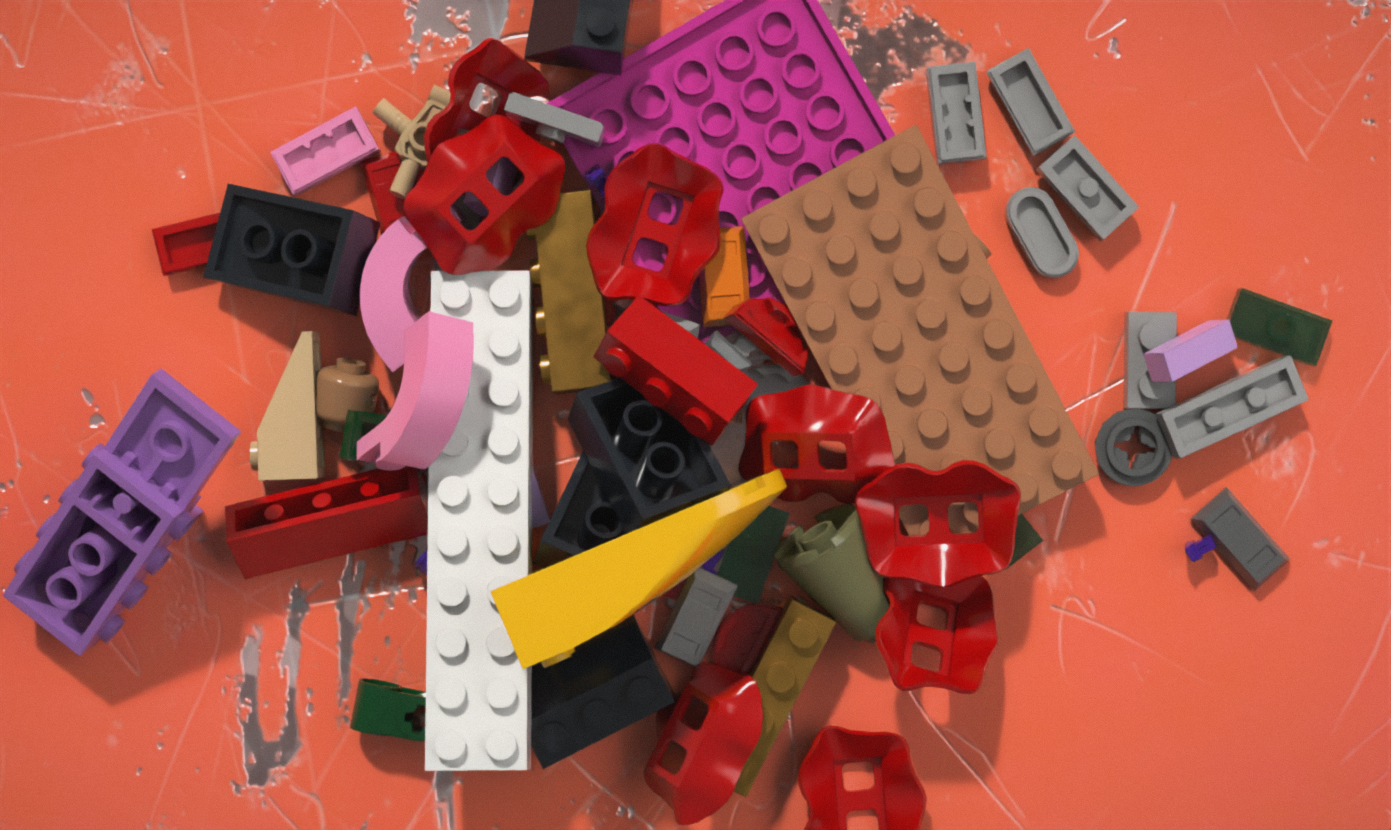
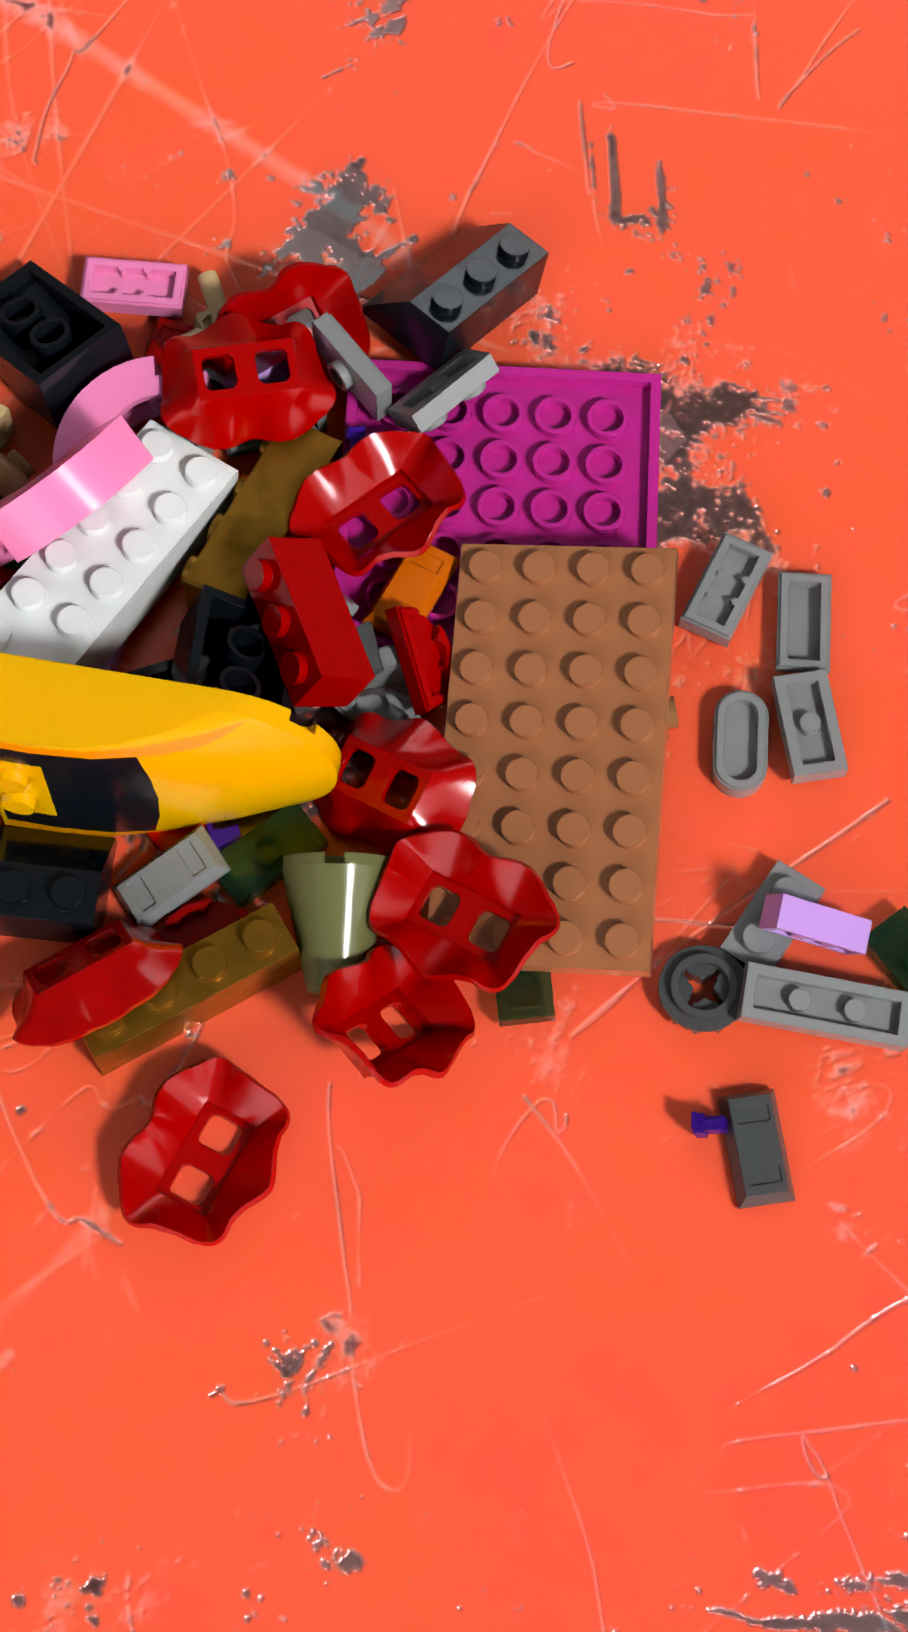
camera: 30 degrees right, 20 degrees down
(640, 94) = (452, 383): none -> light grey plate

